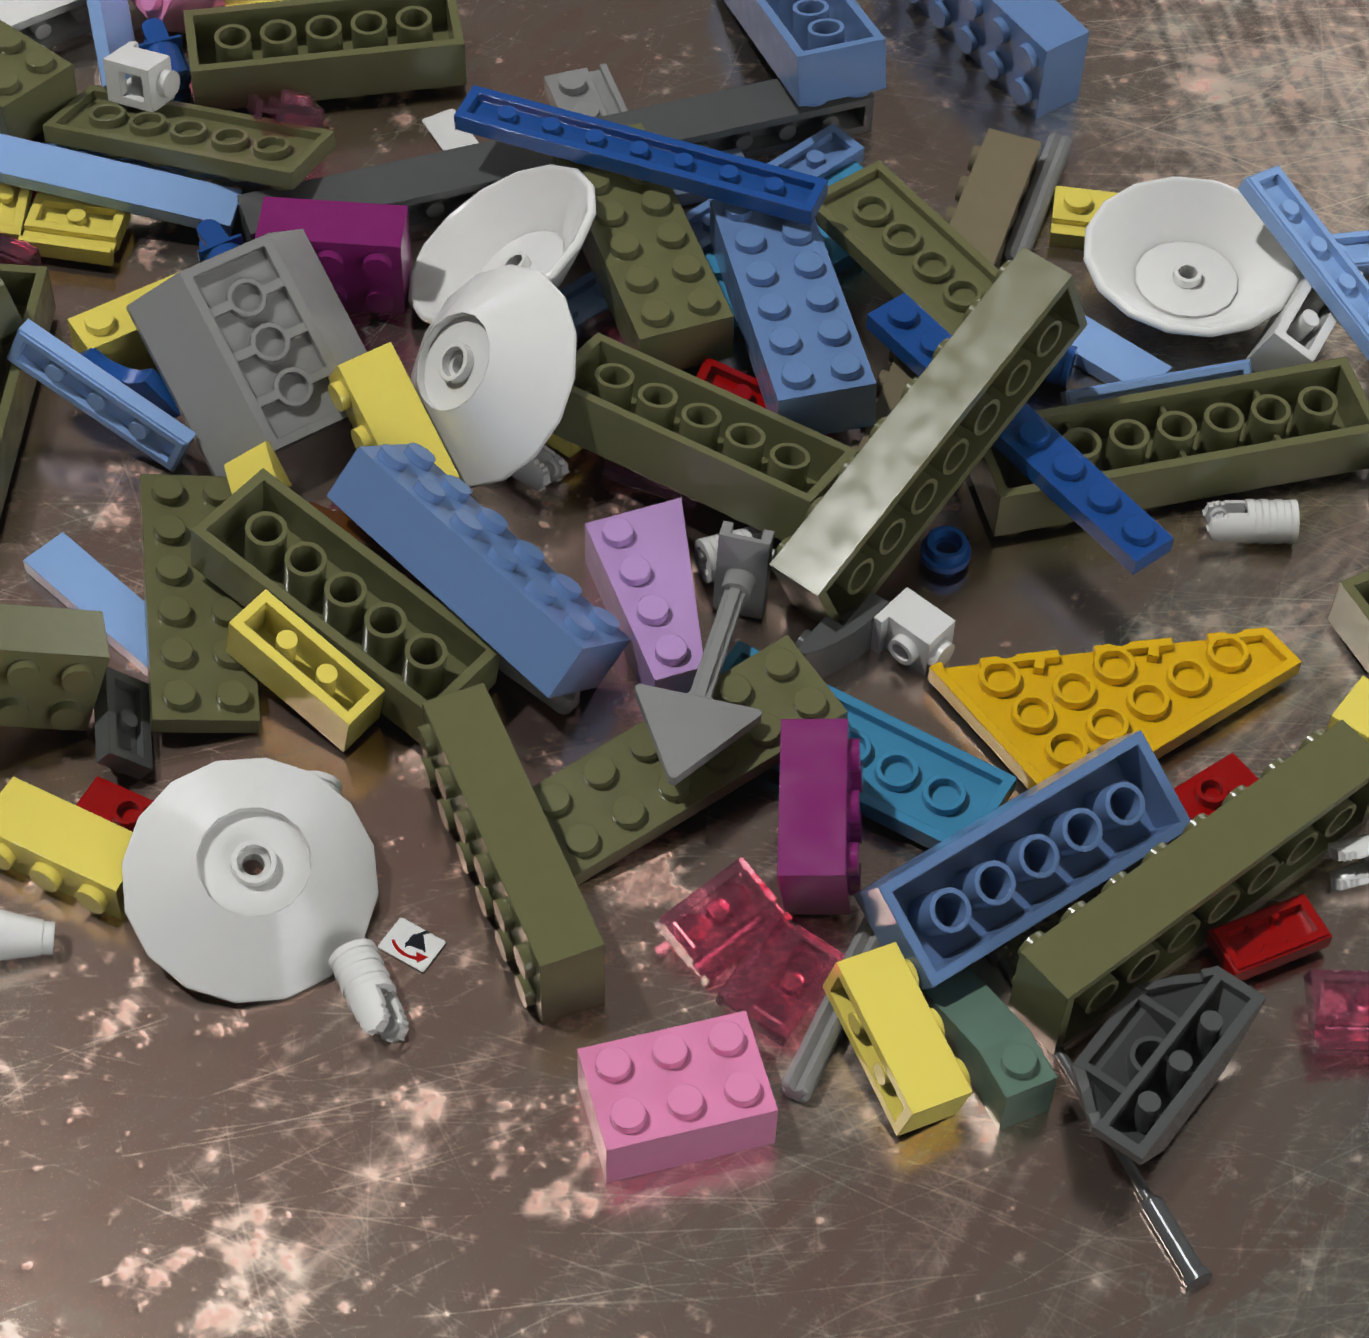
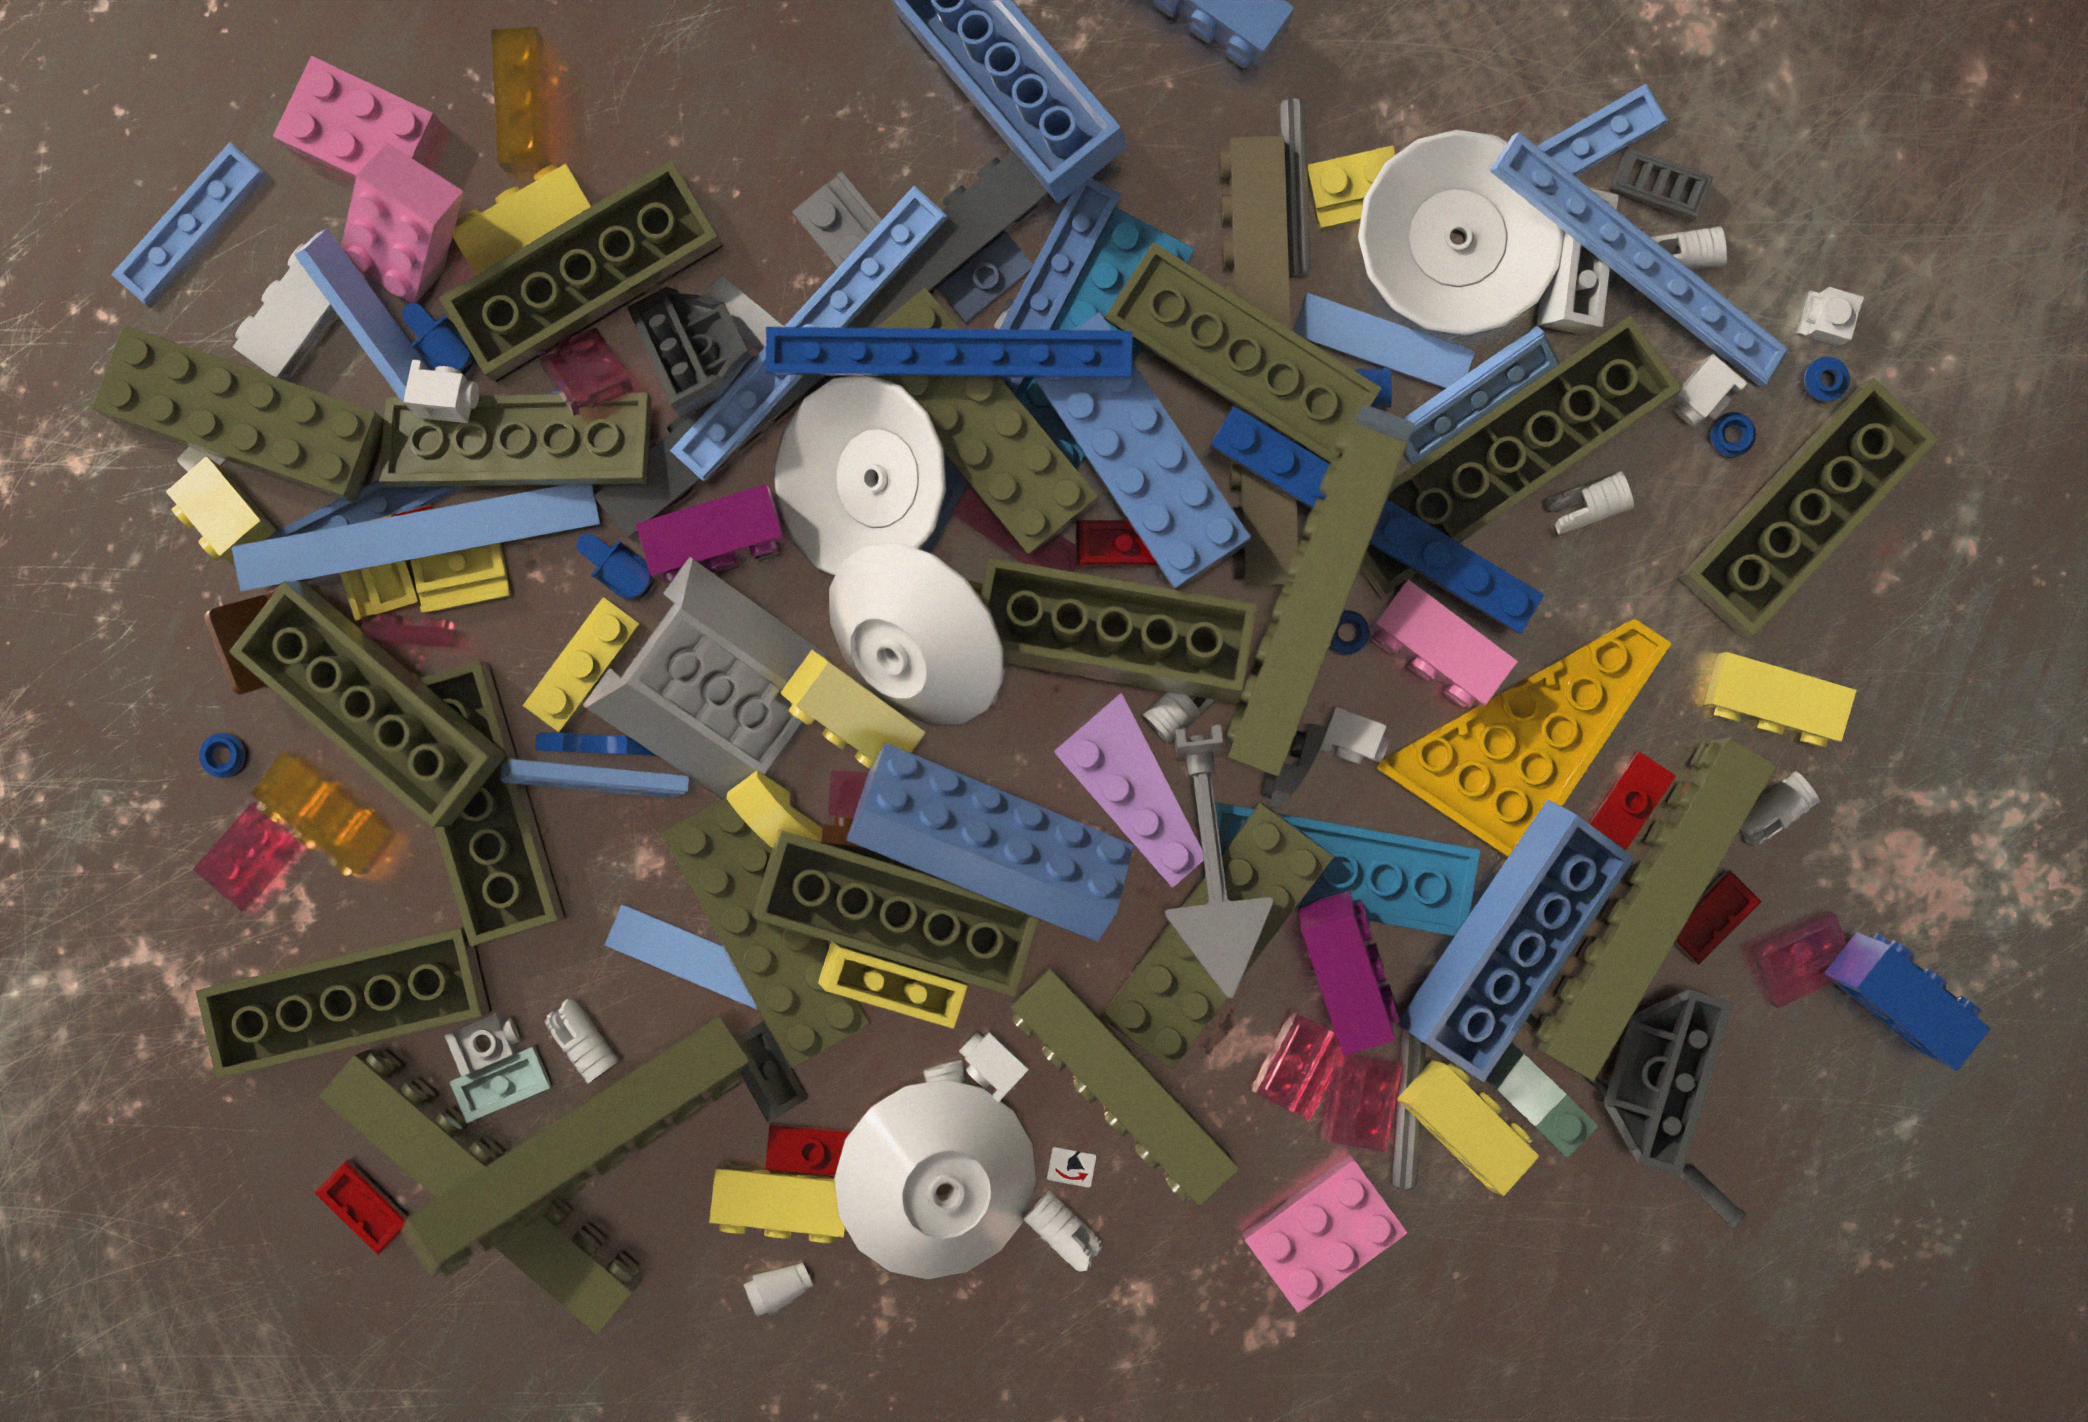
camera: 15 degrees left, 35 degrees up
(379, 798) = (993, 1063): none -> white brick
(390, 124) = (690, 346): none -> dark grey wedge
(469, 155) = (832, 305): none -> light blue tile
(1044, 569) = (1441, 646): none -> bright pink brick

